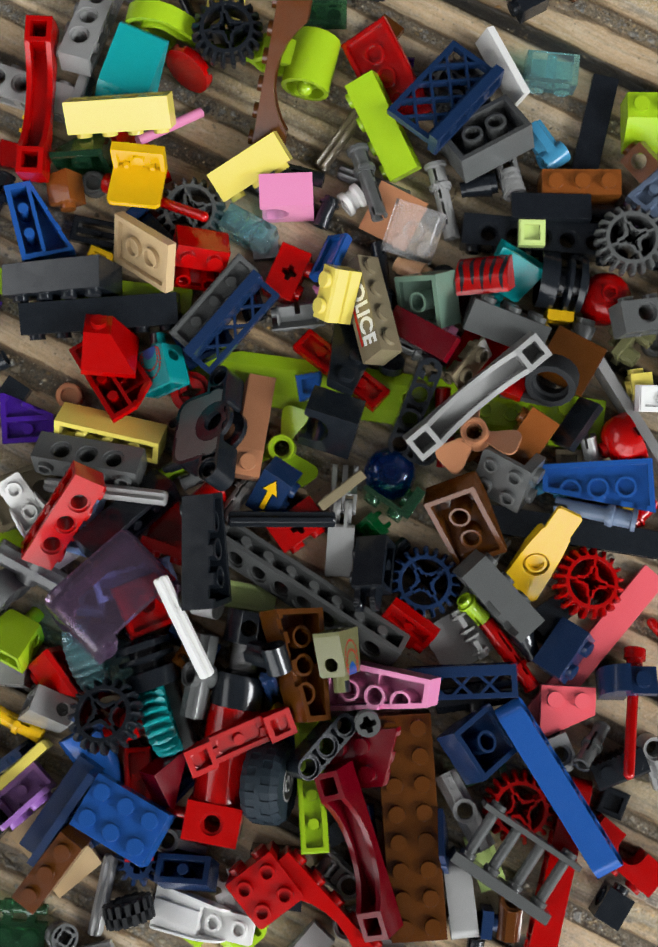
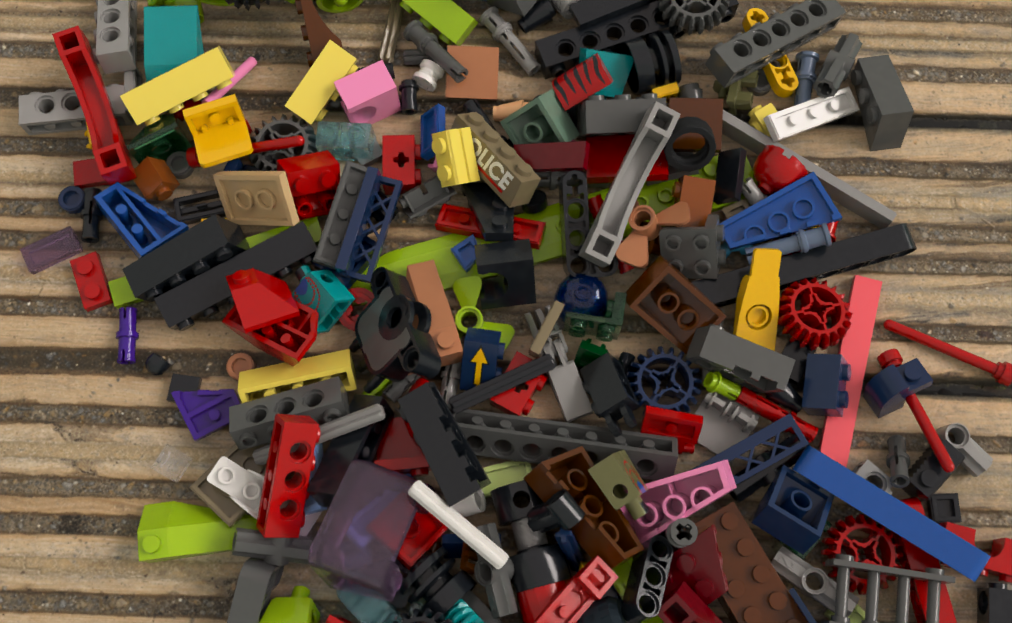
camera: 30 degrees left, 10 degrees down
(188, 68) = (225, 25): red tile -> none
(413, 231) = (497, 76): clear plate -> none
(473, 358) = (607, 159): dark tan hinge -> none
(531, 233) = (604, 32): yellowish green tile -> none
(564, 706) = (853, 436): coral wing -> none
(603, 293) = (693, 56): red cylinder -> none

